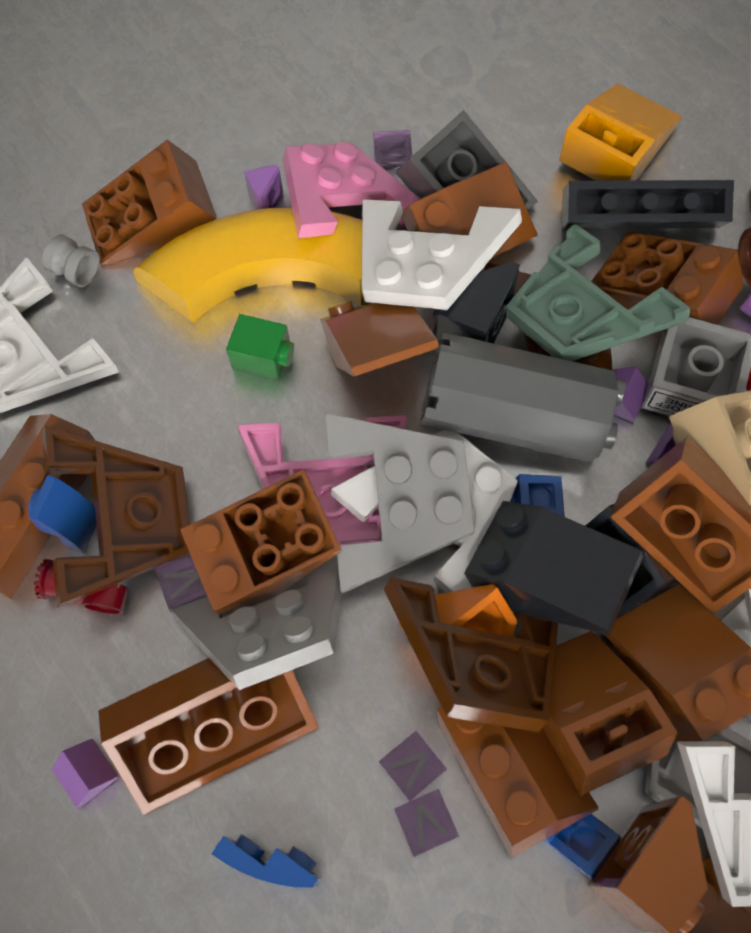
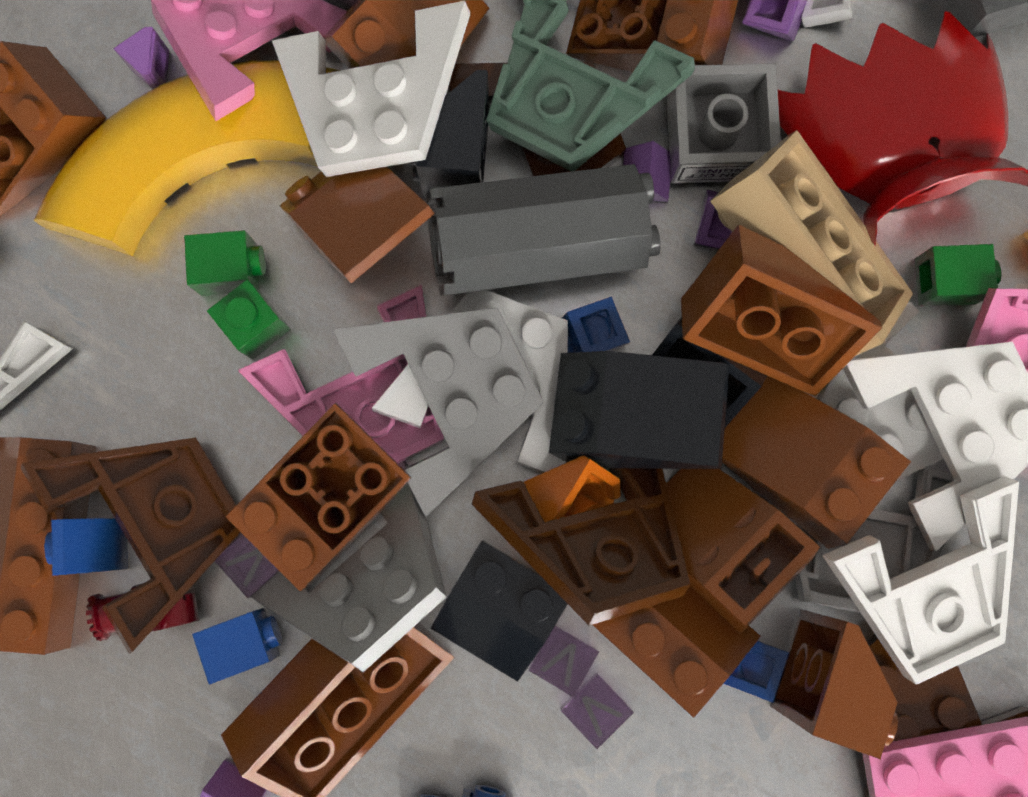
camera: 25 degrees left, 15 degrees up
(144, 643) = (238, 645): none -> blue brick
(262, 393) = (248, 320): none -> green brick
(374, 697) = (500, 611): none -> black slope

